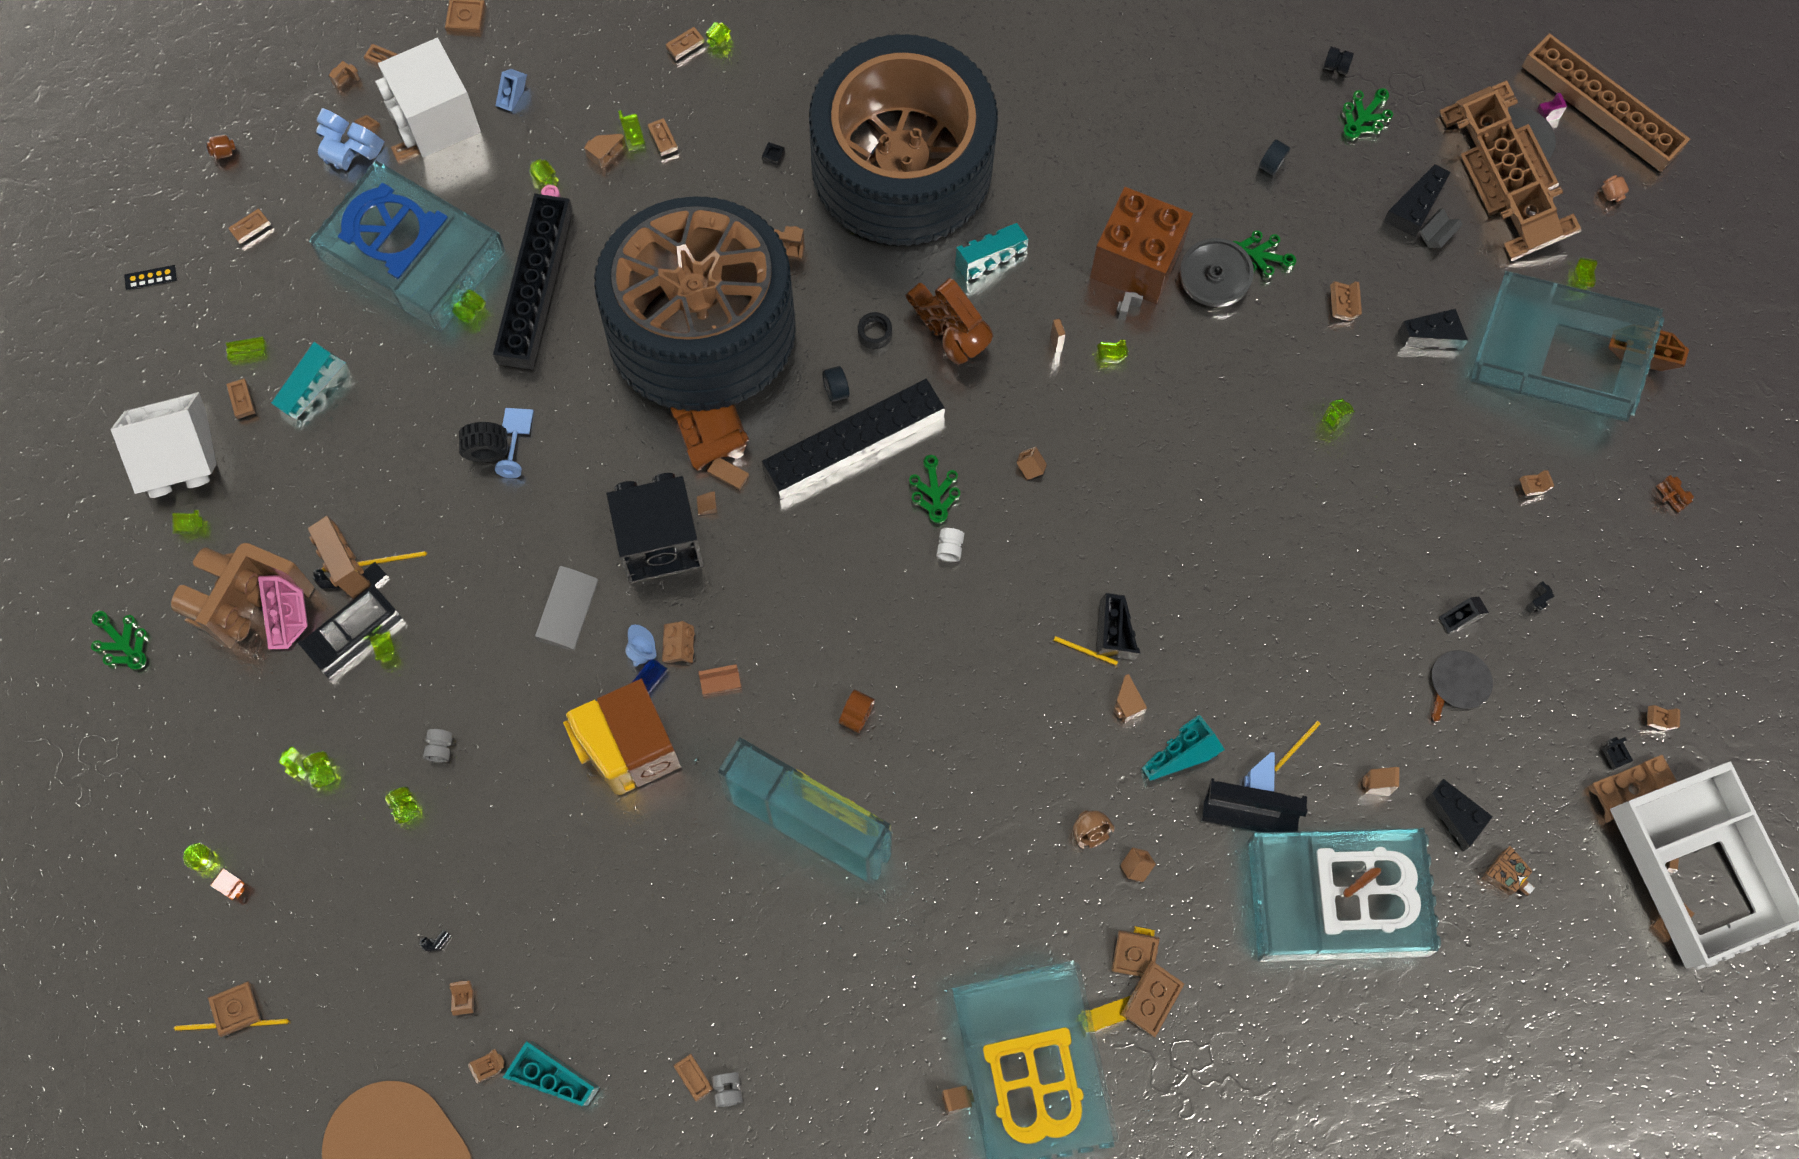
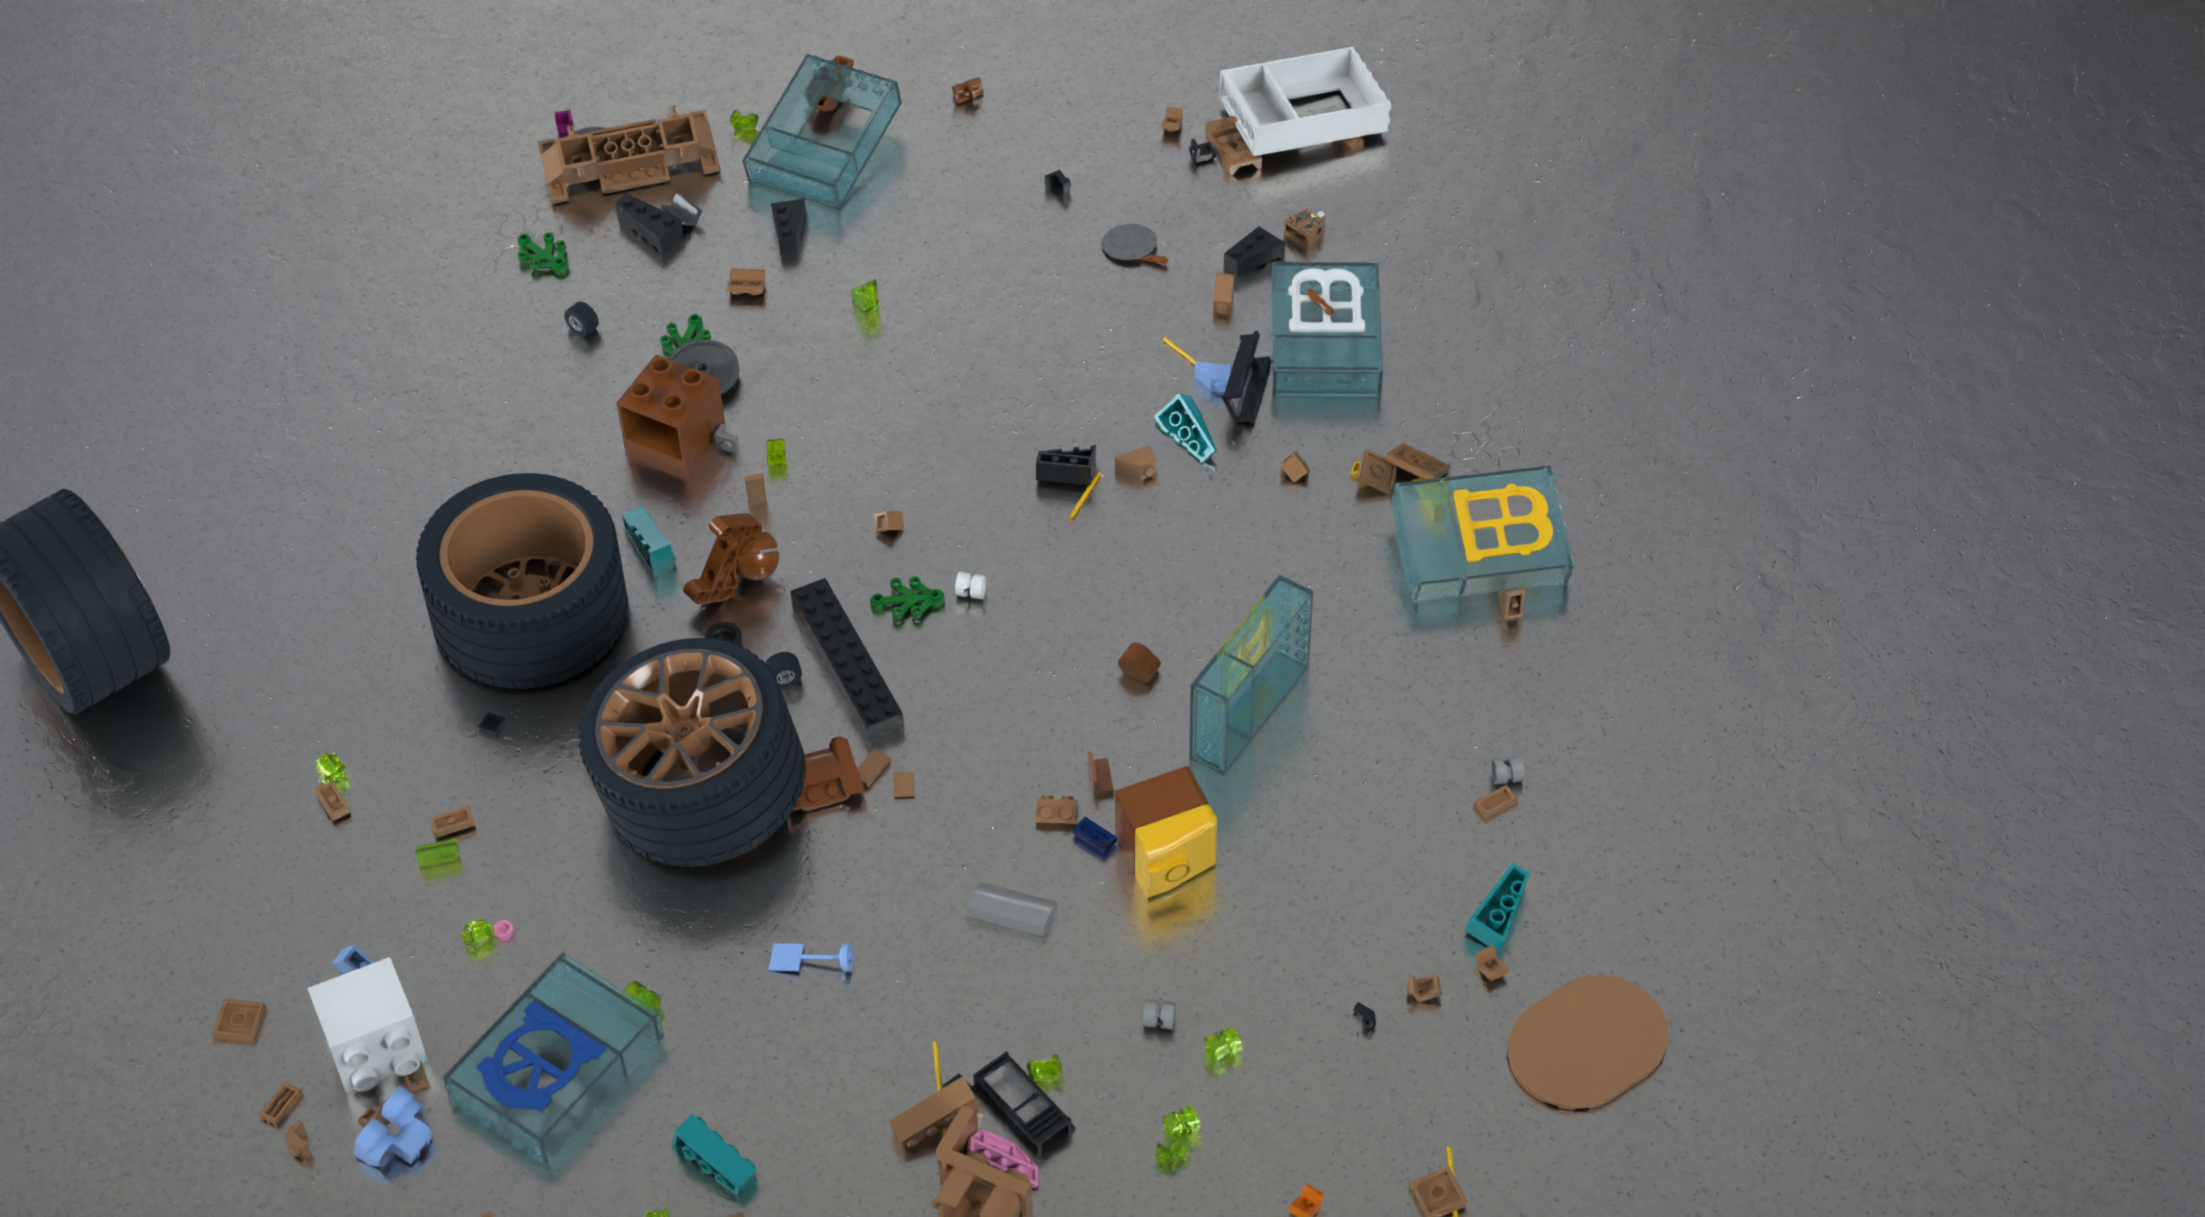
camera: 85 degrees left, 20 degrees down
(483, 442) = (816, 972): black tyre -> none
(533, 281) = (618, 935): black brick -> none
(604, 148) = (458, 876): medium nougat slope -> none
(640, 645) = (1062, 841): light blue piece -> none
(654, 527) = (937, 807): black piece -> none
(1092, 829) = (1260, 493): medium nougat cylinder -> none
(1338, 60) = (480, 264): black wheel -> none
(1464, 614) = (1070, 232): black slope -> none
(1536, 484) = (948, 173): medium nougat bracket -> none
(1605, 102) = (567, 87): medium nougat brick -> none
(1615, 188) = (659, 92): nougat head -> none

